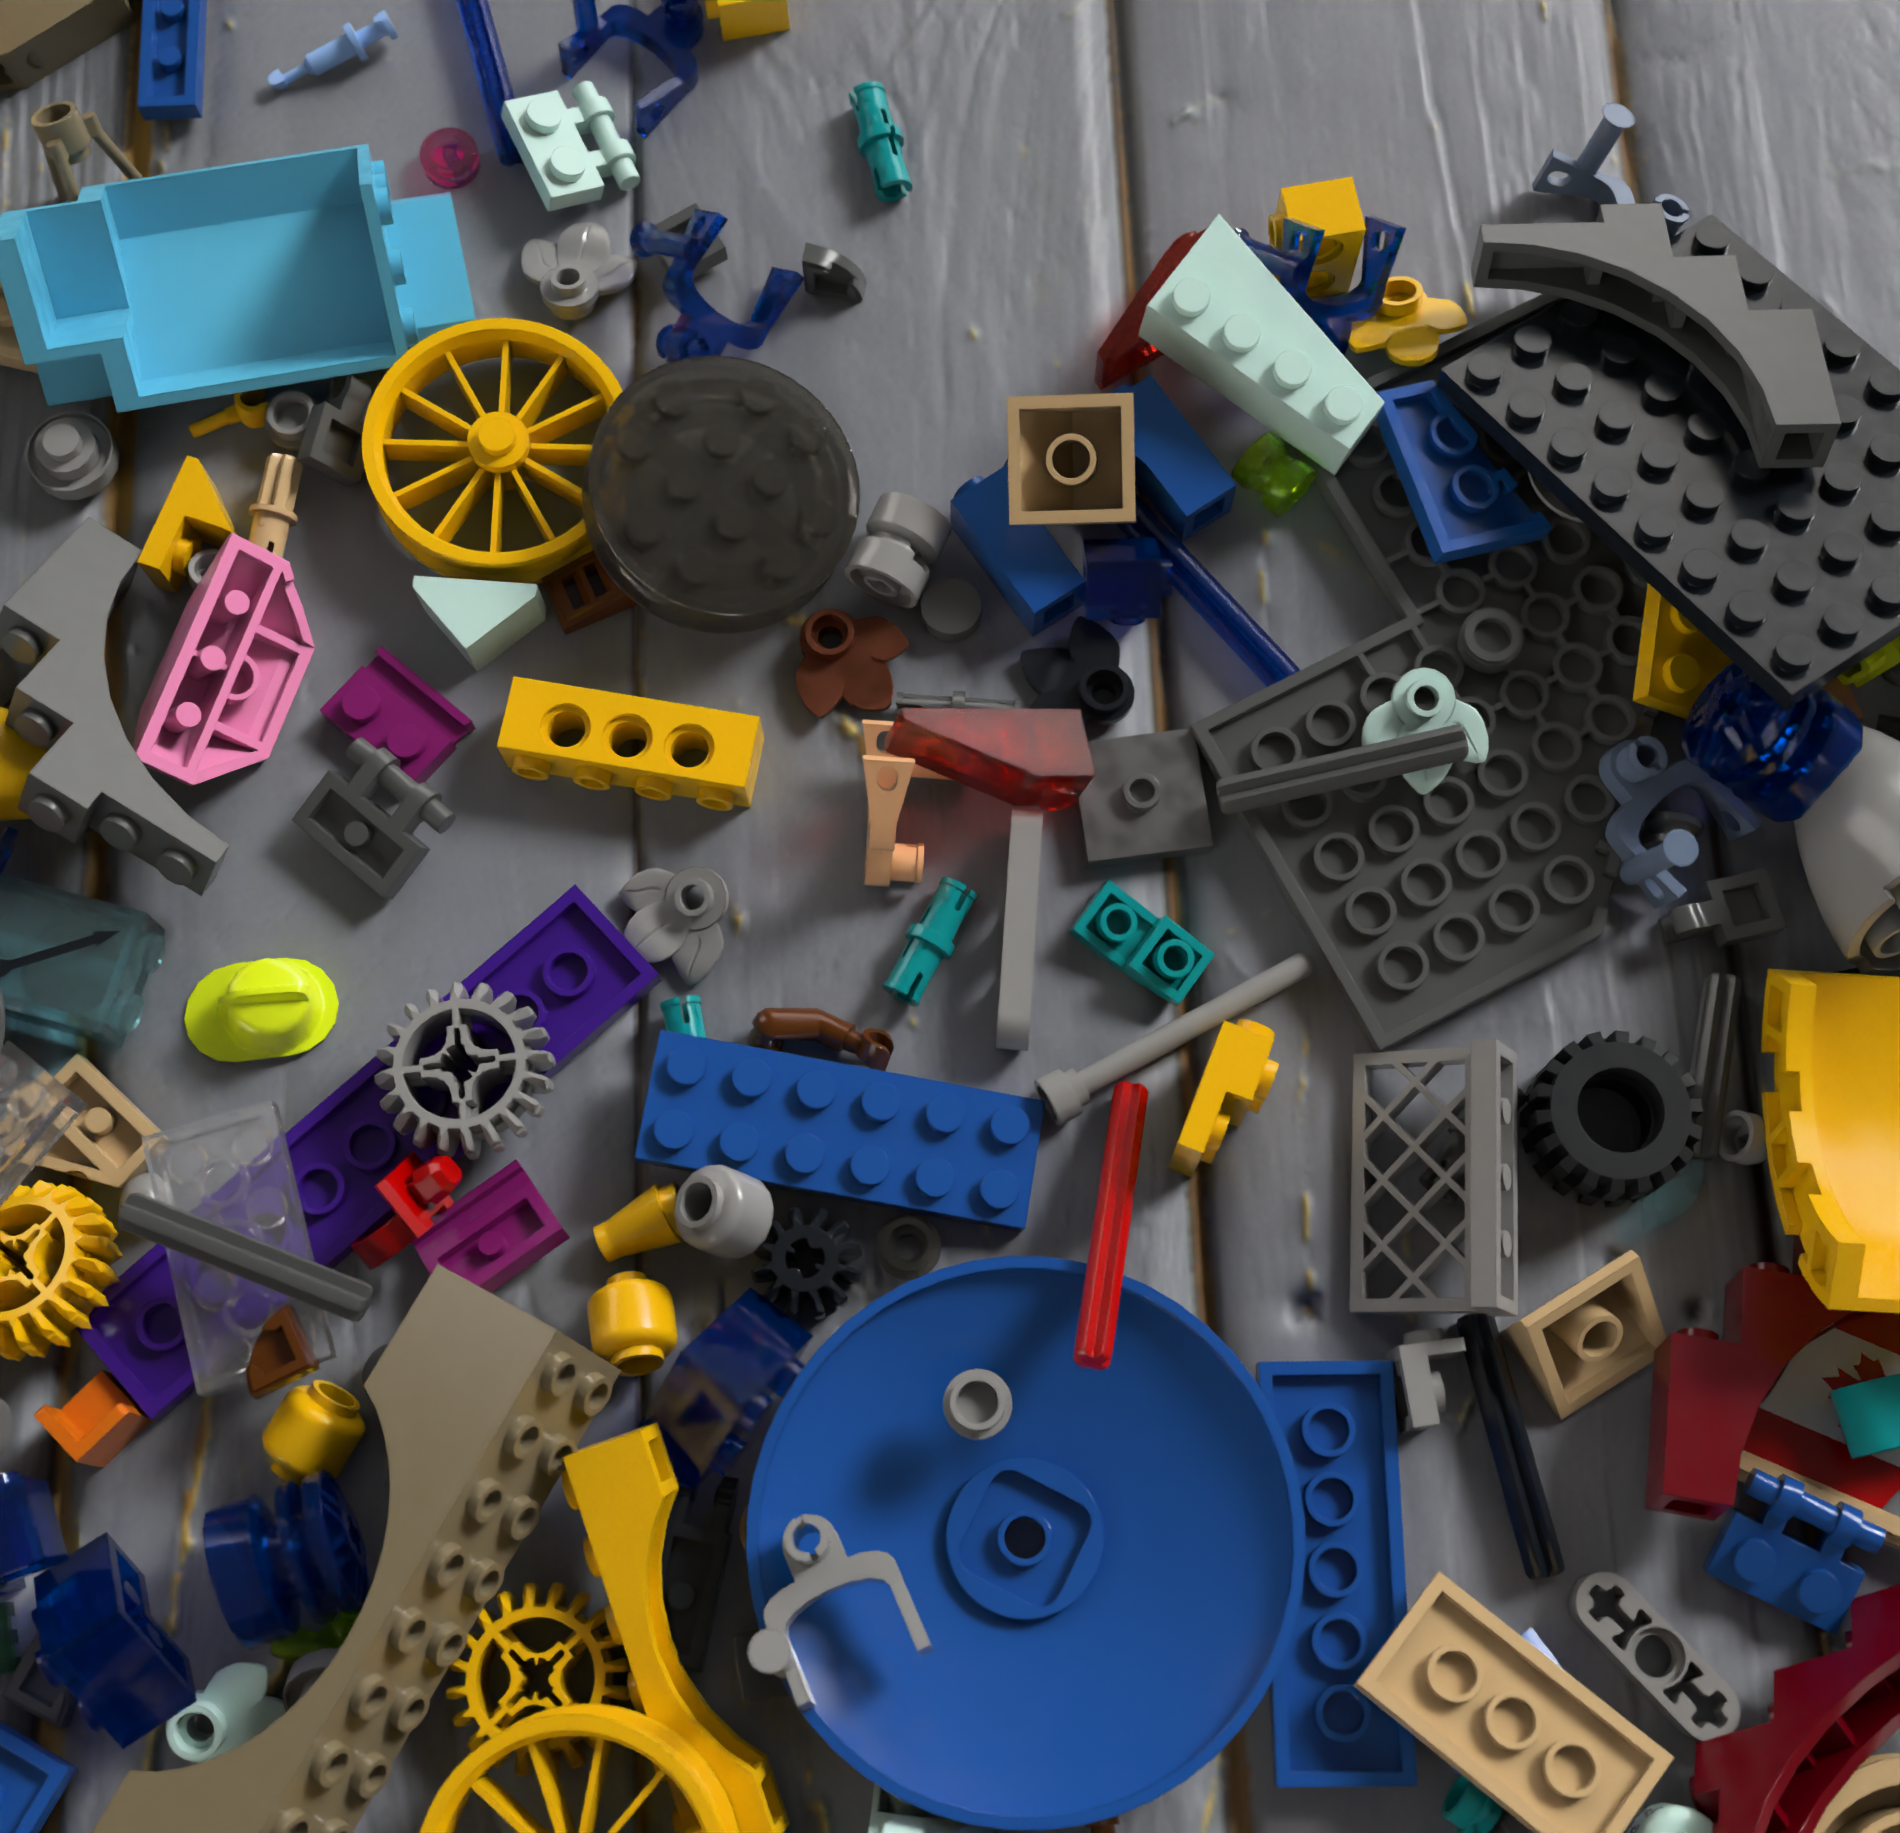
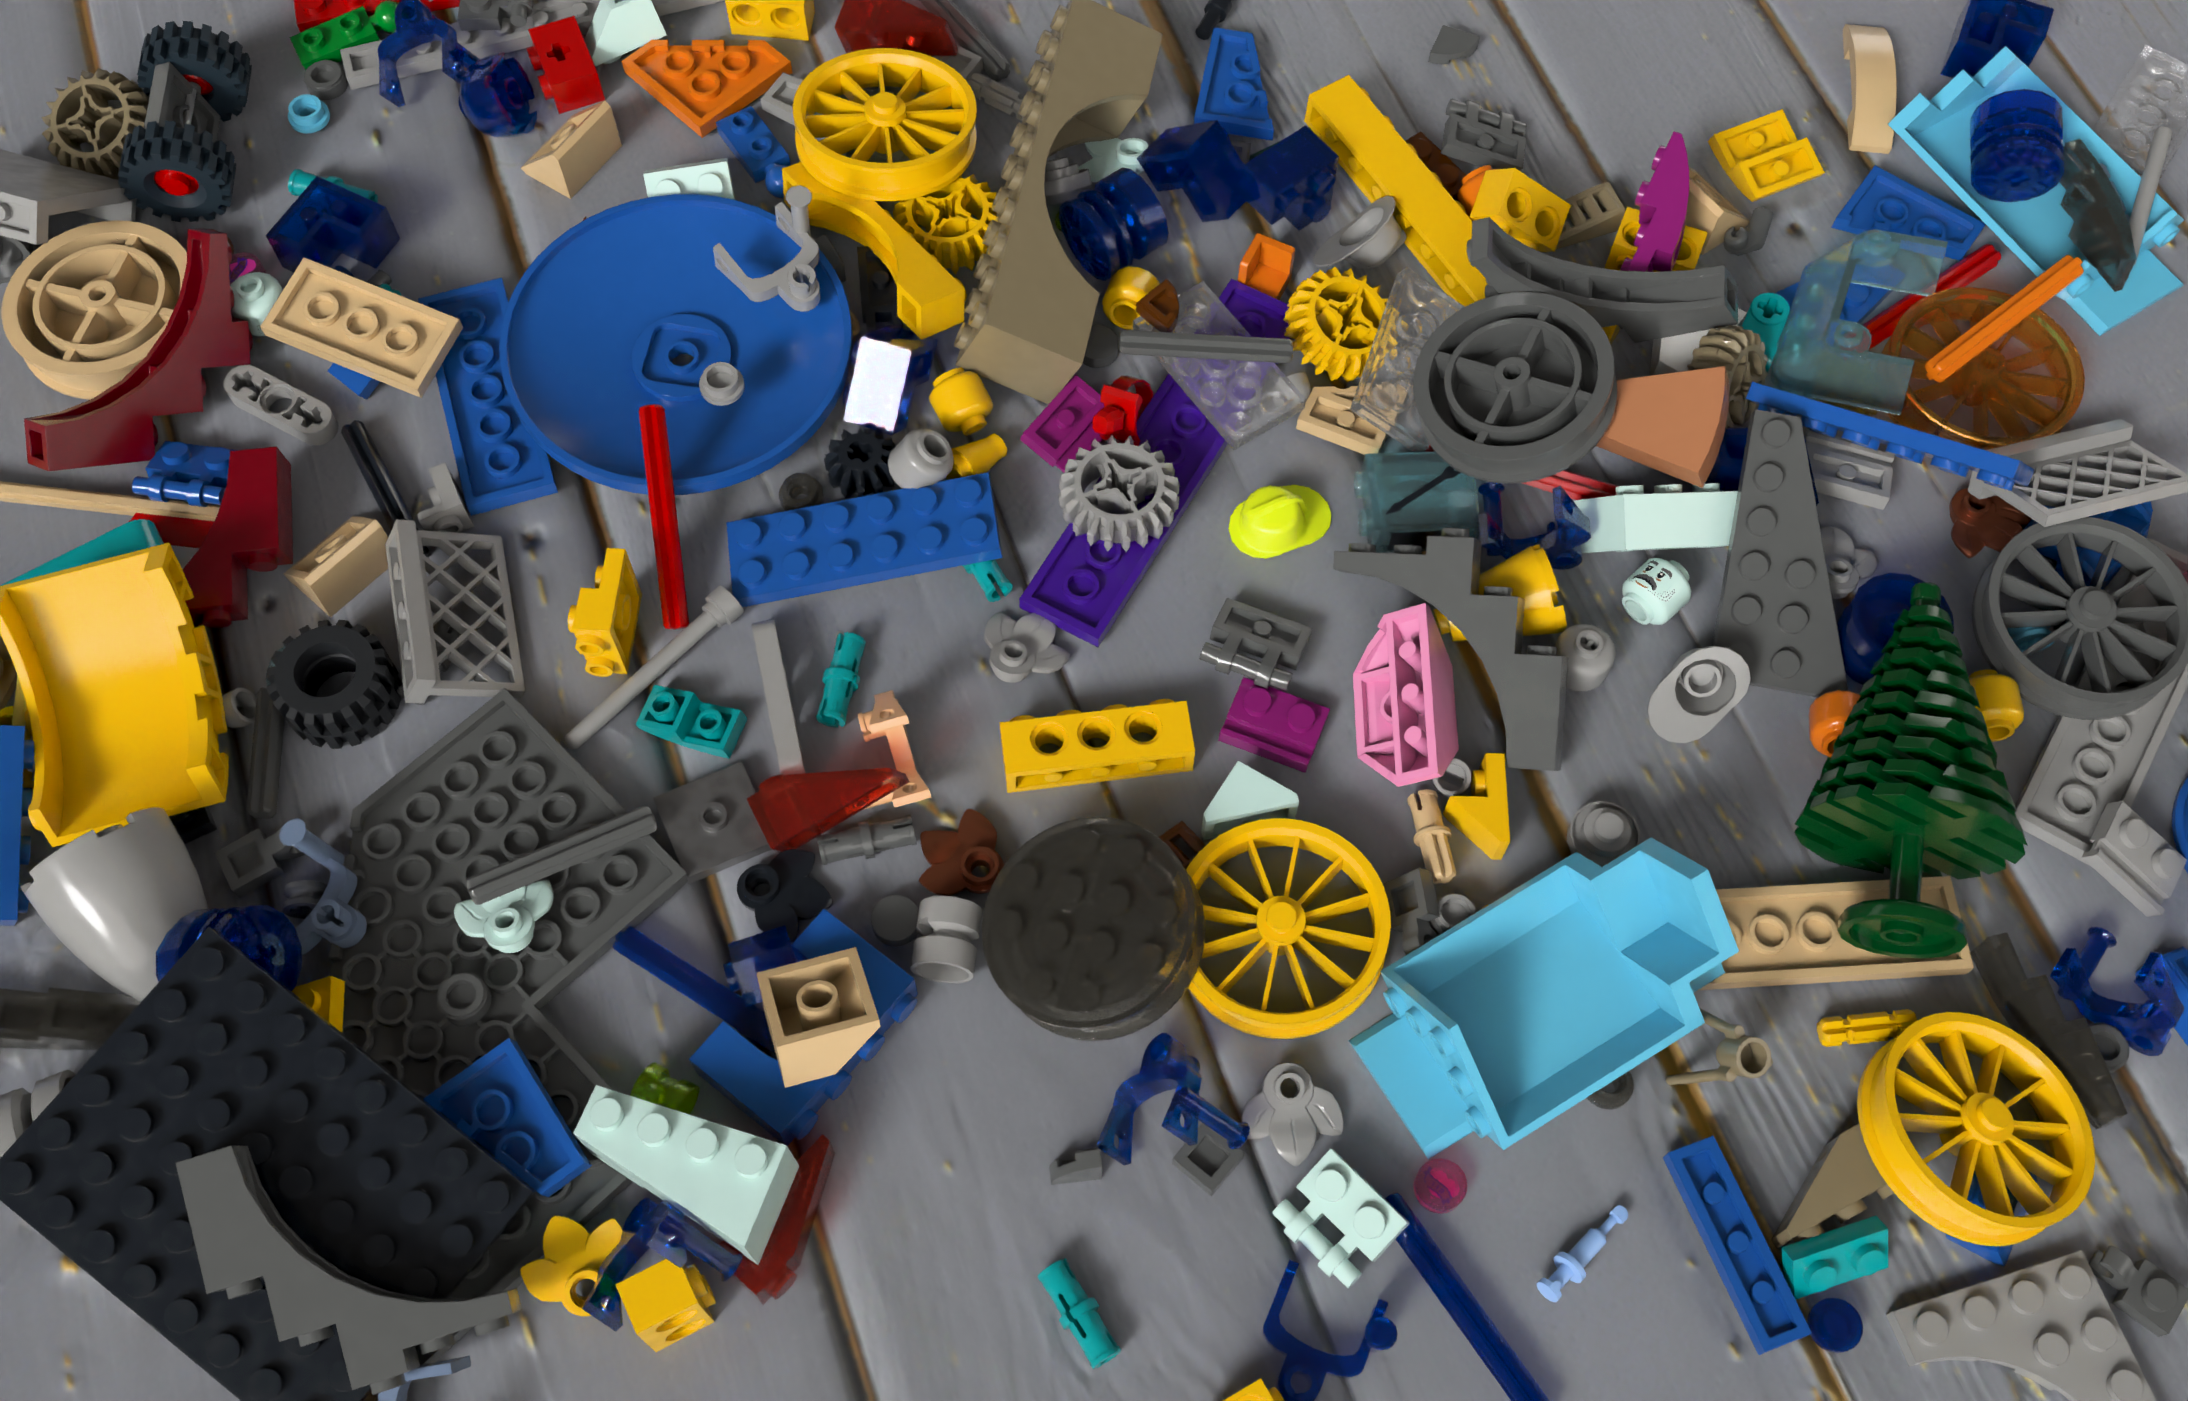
camera: 160 degrees right, 10 degrees down
(812, 1024) = (904, 606): reddish brown arm -> none

